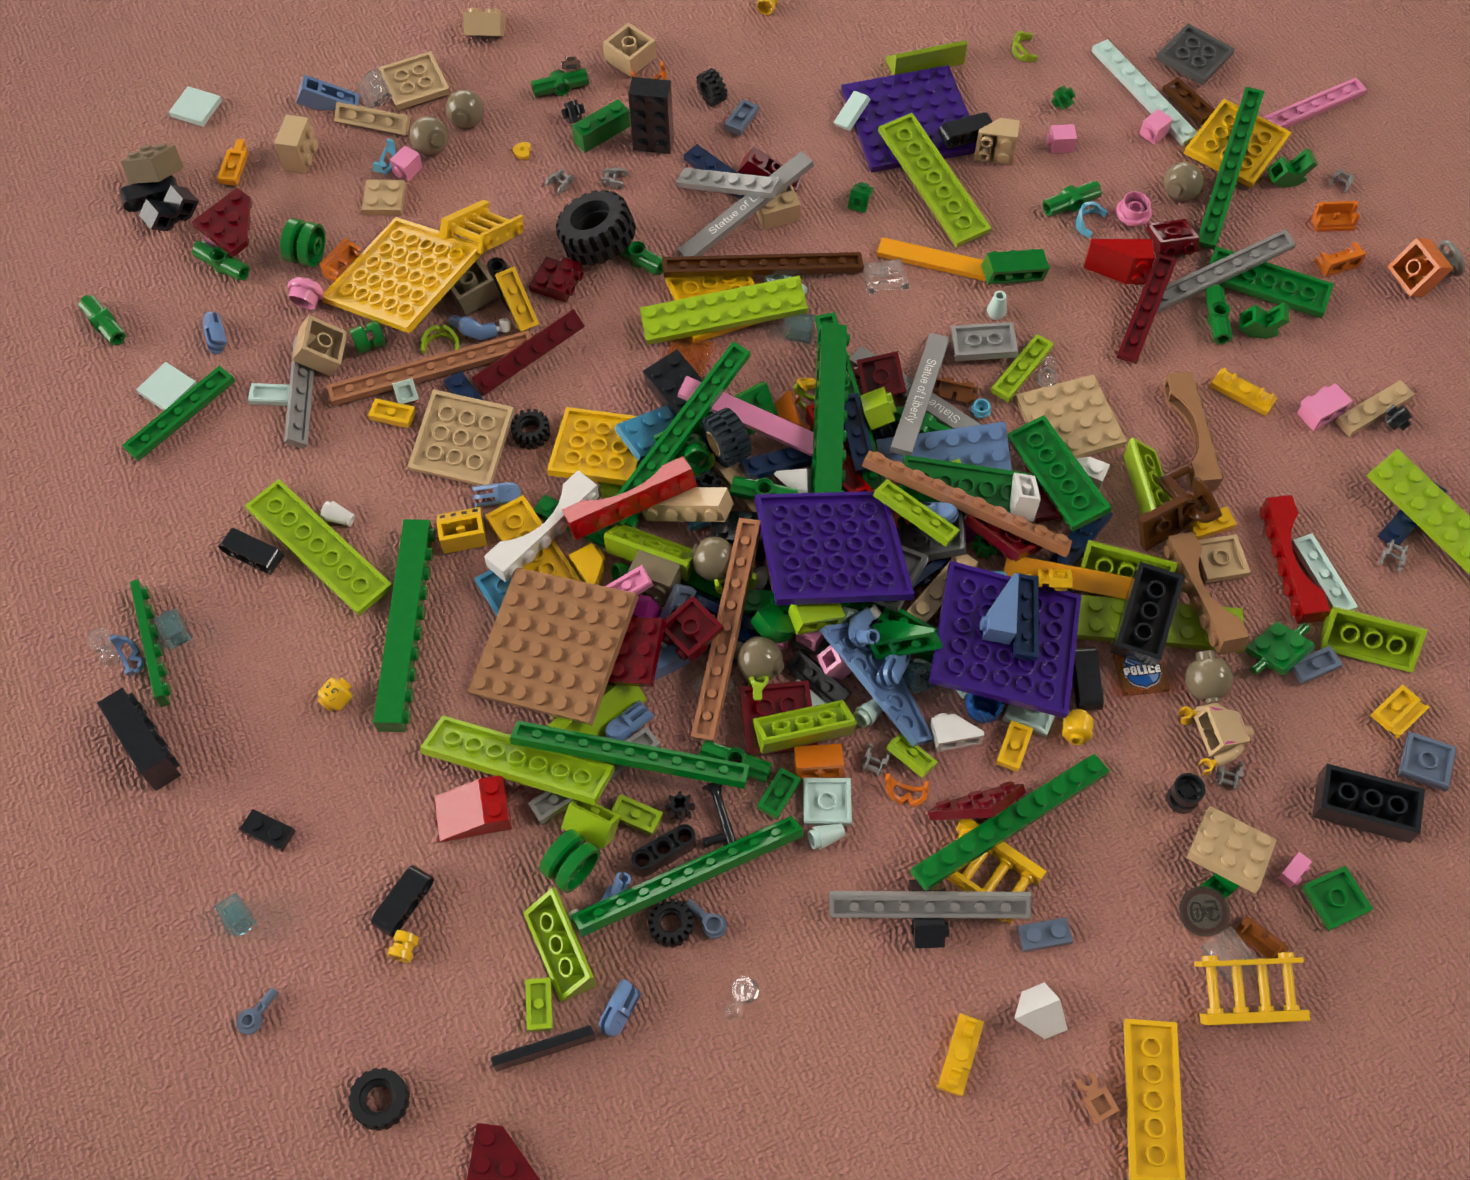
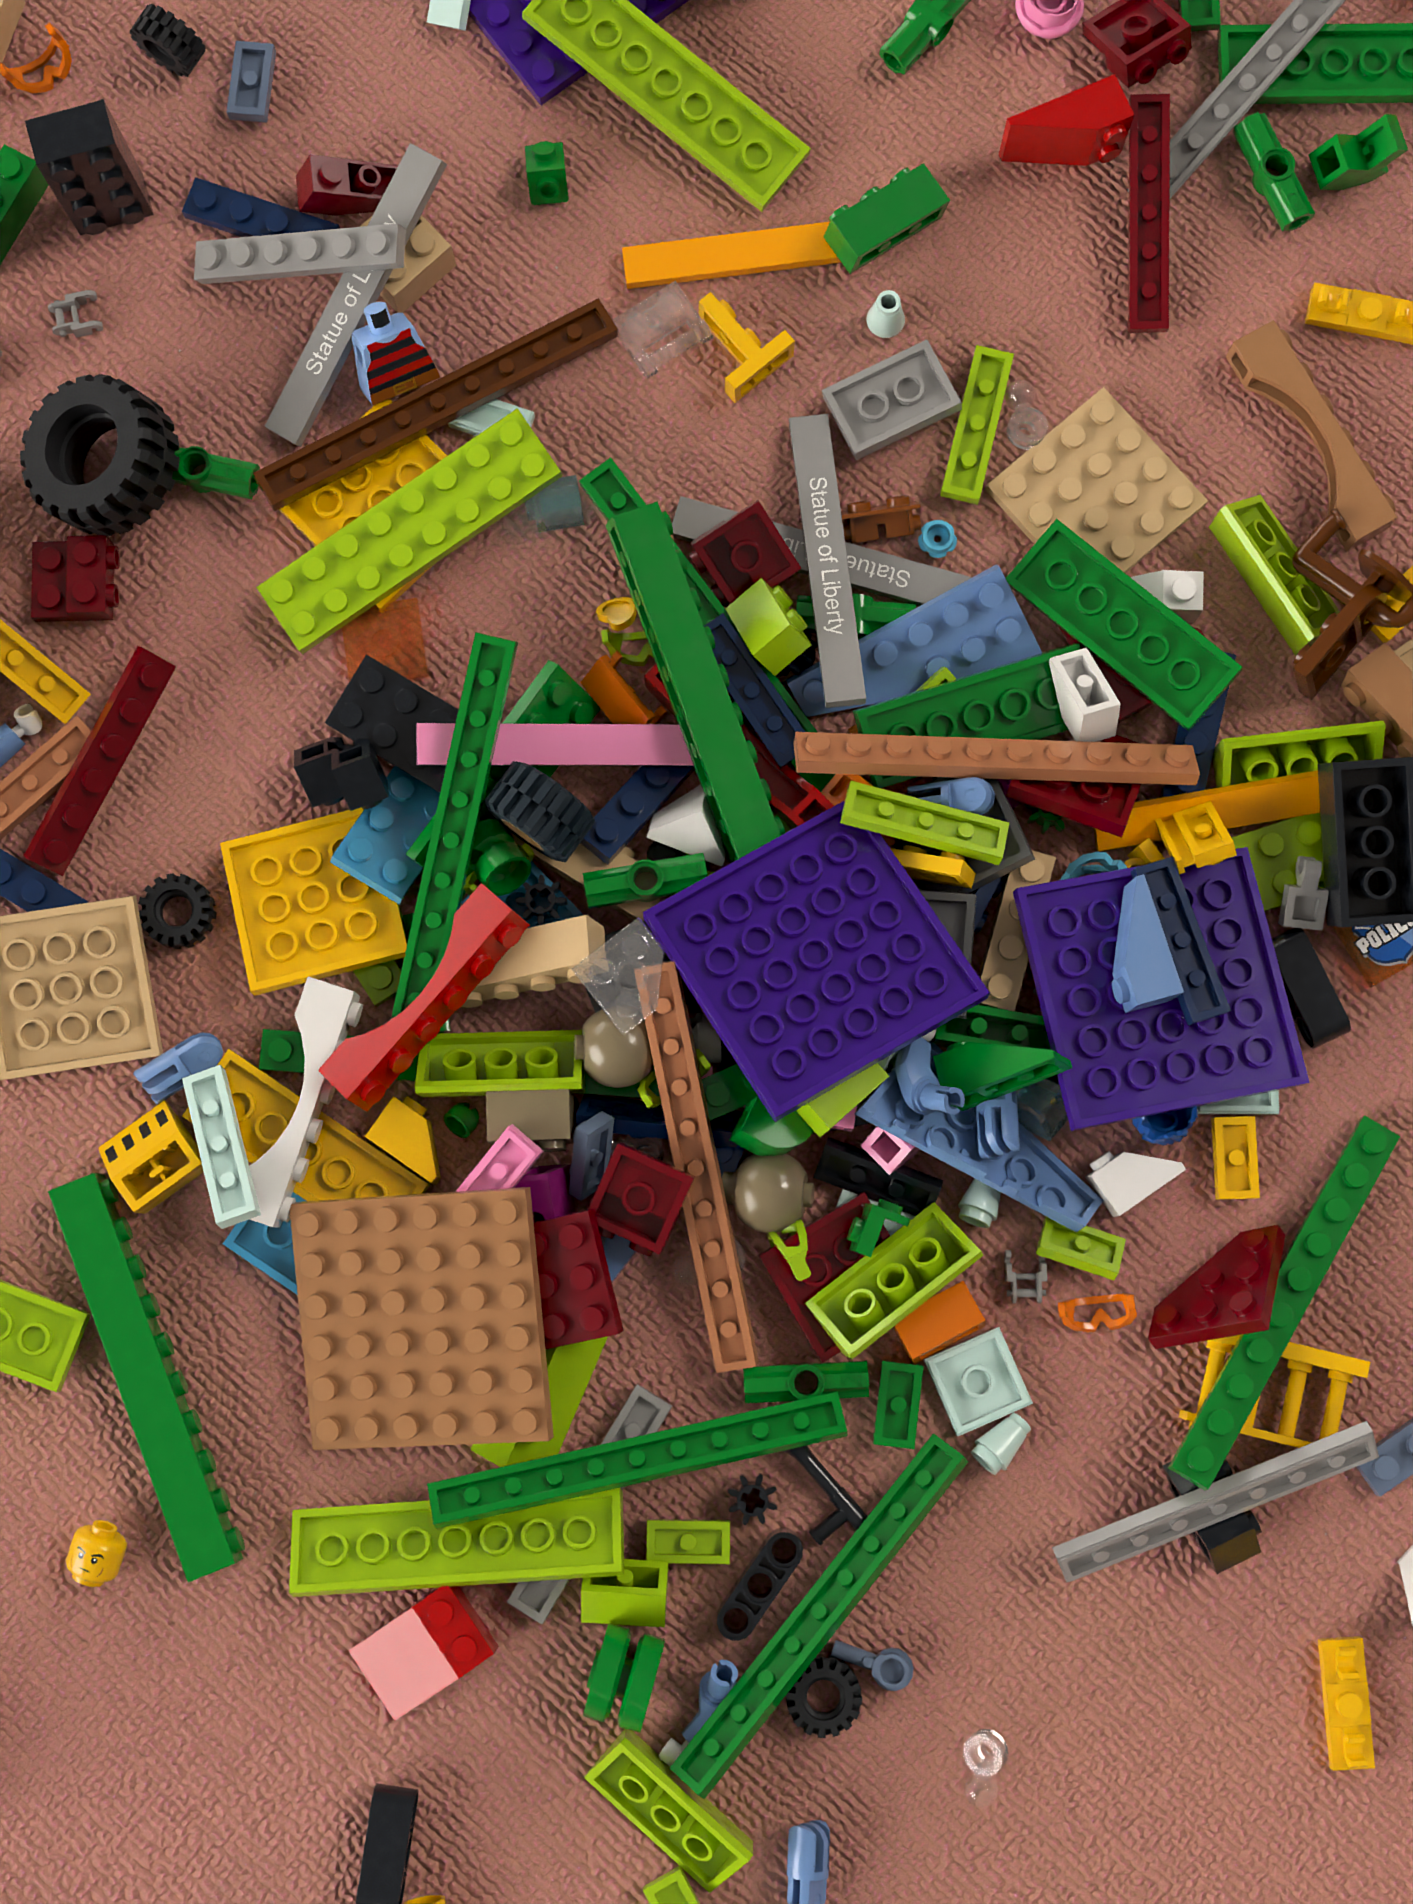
camera: 20 degrees left, 20 degrees up
(267, 830) = (107, 1827): black plate -> none
(497, 527) = (221, 1147): none -> light aqua plate
(628, 721) = (595, 1402): medium blue arm -> none
(639, 395) = (341, 771): none -> black brick
(733, 516) = (625, 975): none -> clear plate
(750, 236) = (390, 355): none -> torso
(801, 693) = (866, 1230): none -> green bracket
(914, 539) = (942, 869): none -> yellow plate
(923, 303) = (745, 346): none -> yellow bracket
(1078, 727) = (1328, 1082): yellow head -> none
(1096, 208) = (957, 62): medium azure helmet -> none
(1101, 634) = (1305, 902): none -> light grey plate

